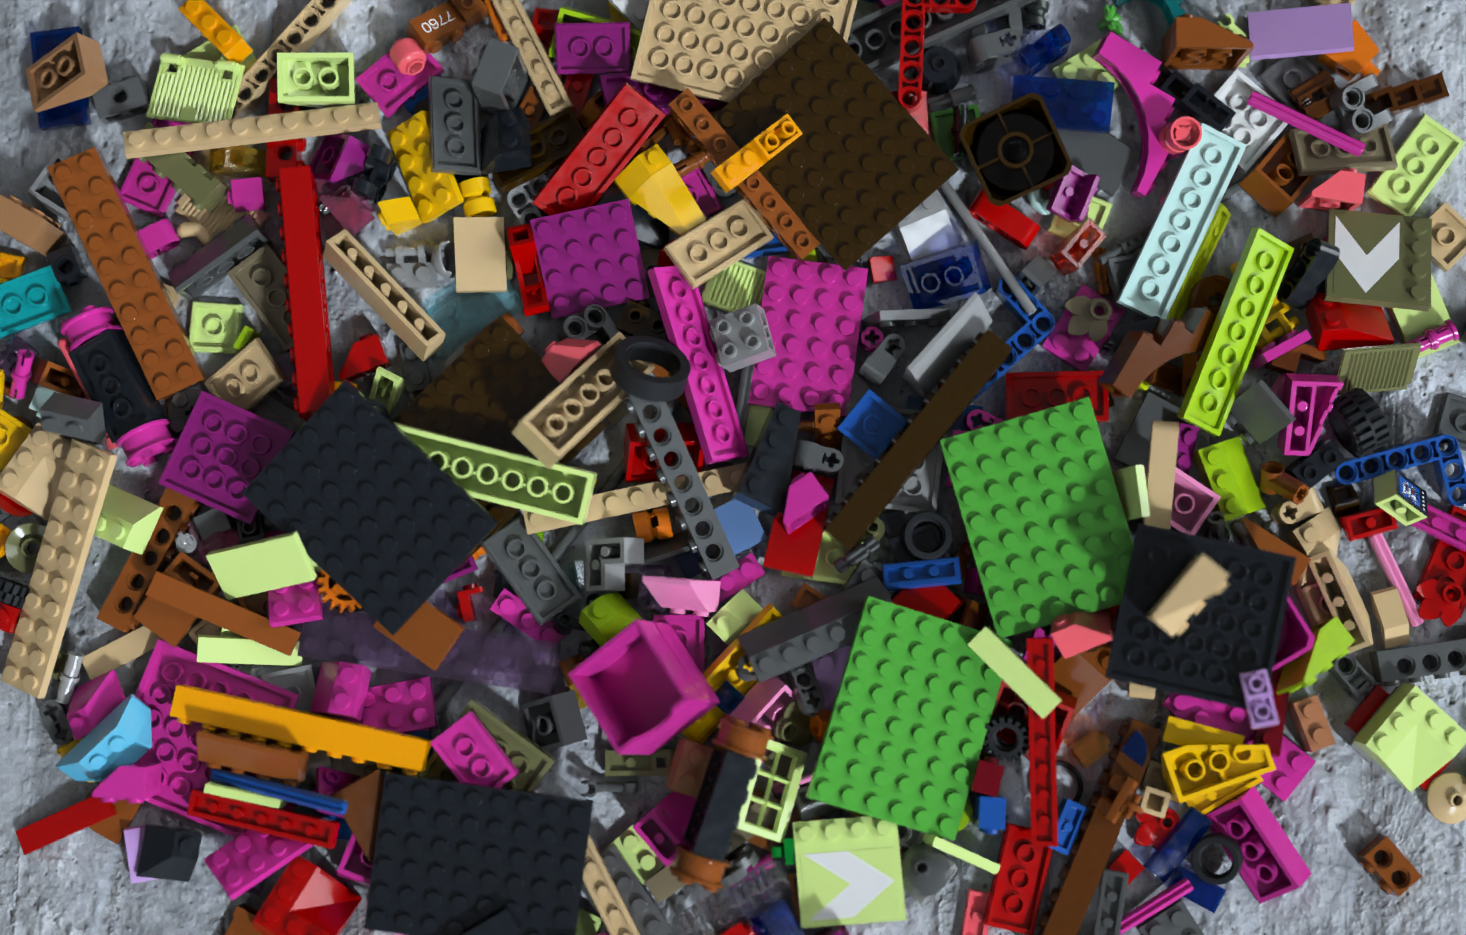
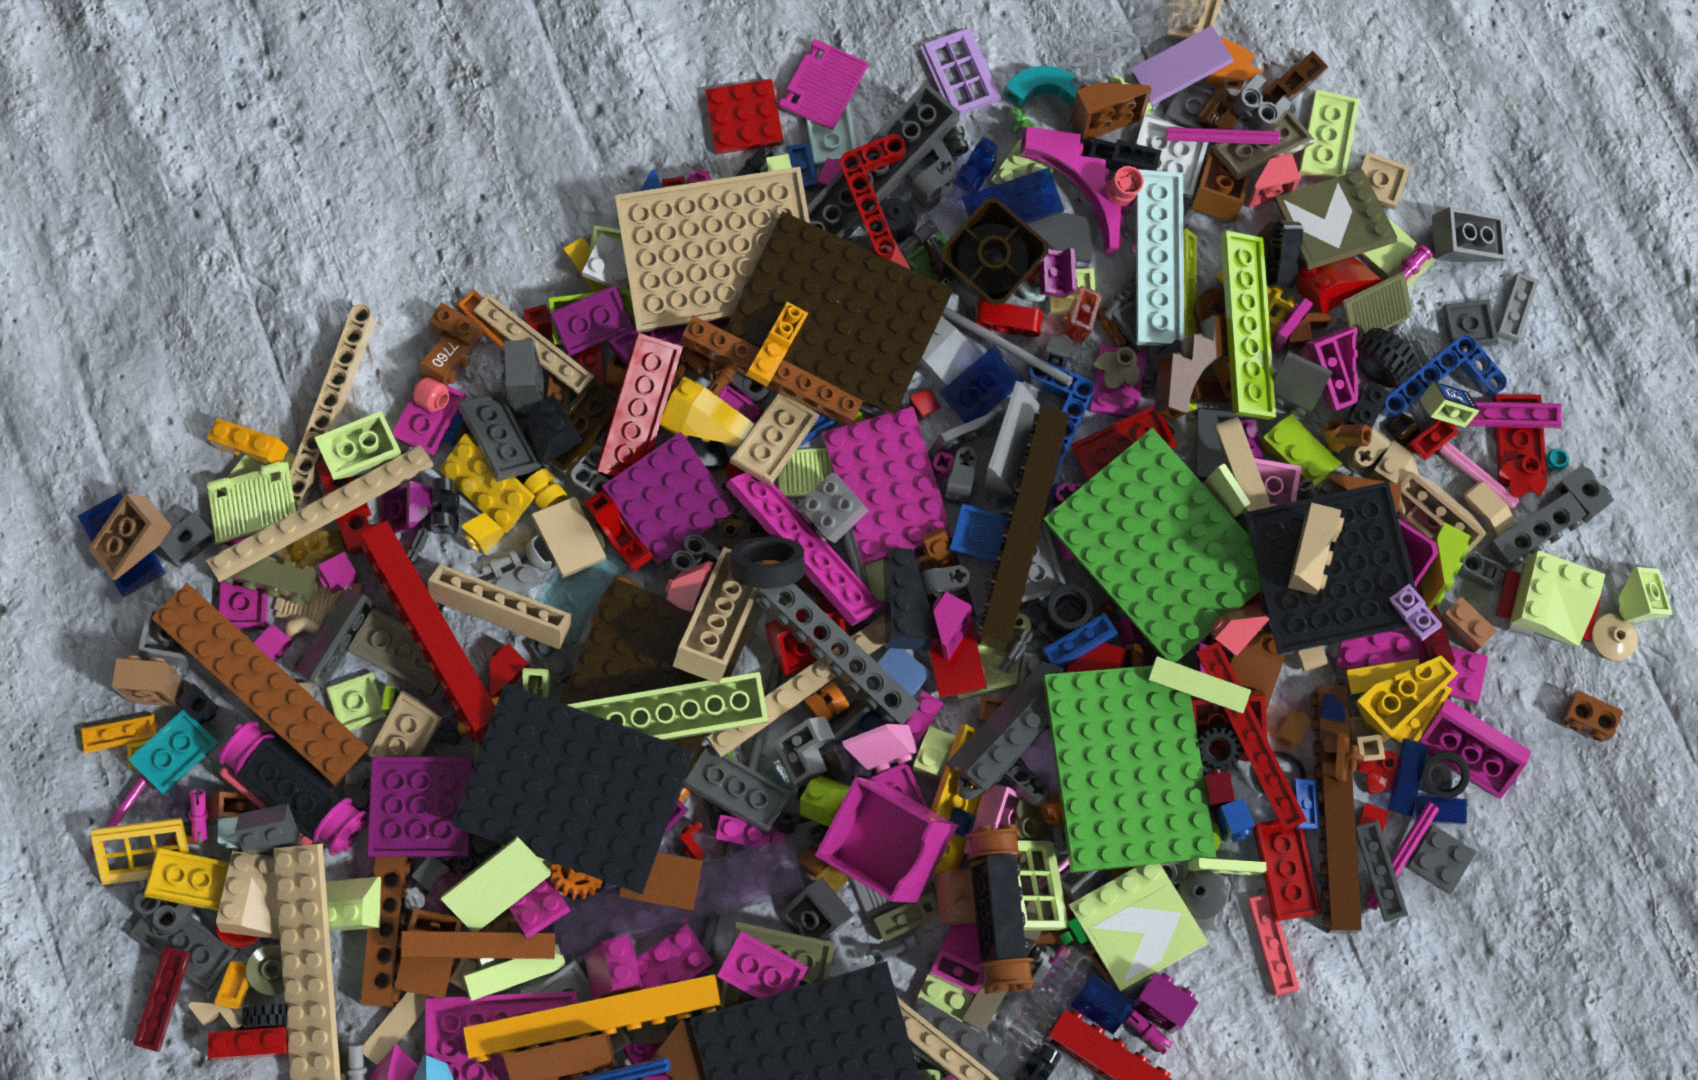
camera: 30 degrees left, 10 degrees down
(349, 211) = (435, 548): clear pink slope -> none

